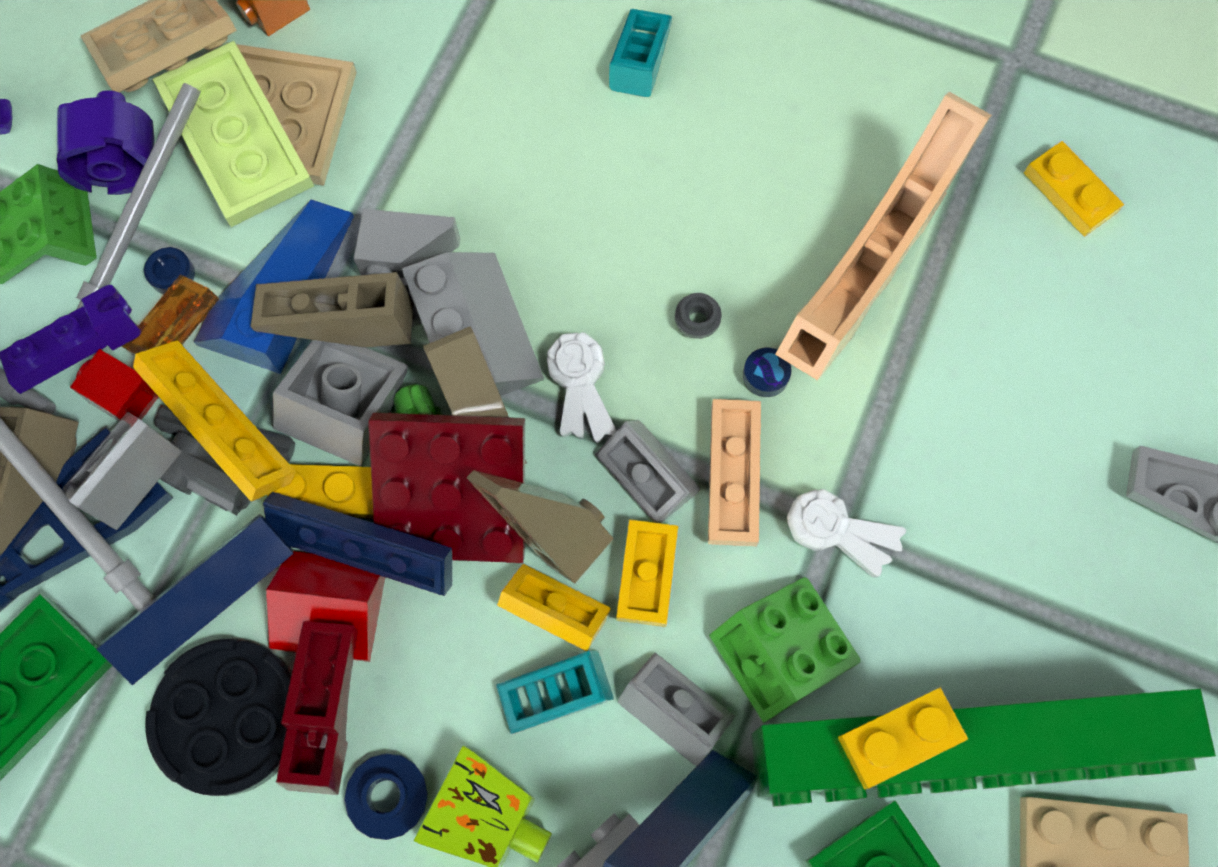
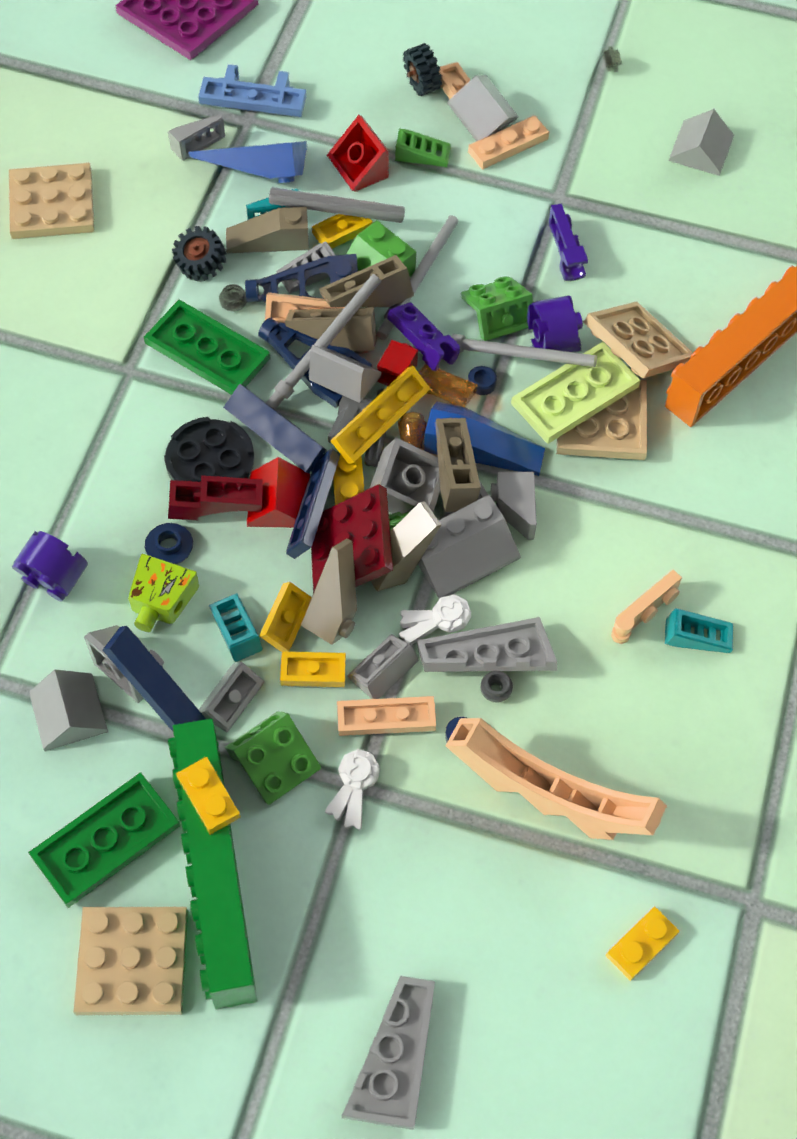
camera: 80 degrees right, 10 degrees down
(247, 381) = (412, 428): none -> clear orange cone
(599, 104) = (646, 606): none -> light nougat plate
(643, 307) = (500, 647): none -> light grey wing

